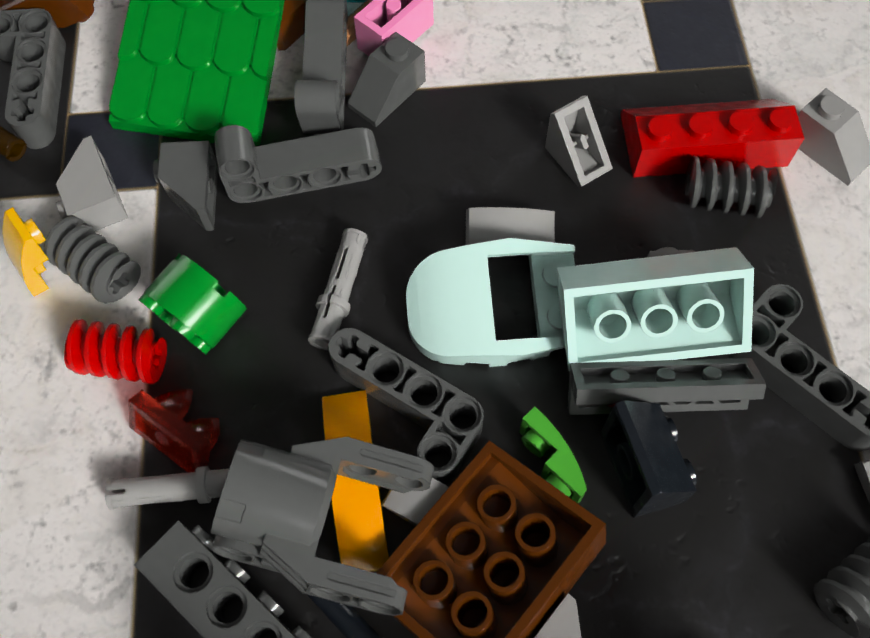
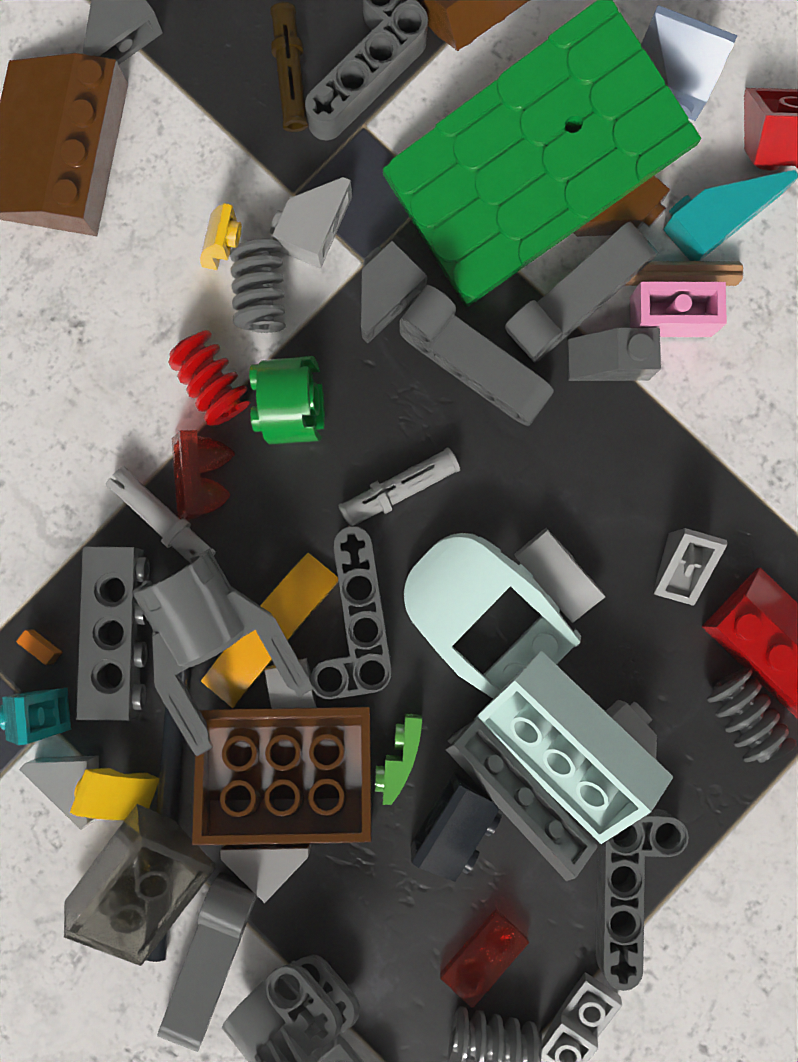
camera: 45 degrees right, 20 degrees up
(783, 535) = (484, 958): none -> clear red tile

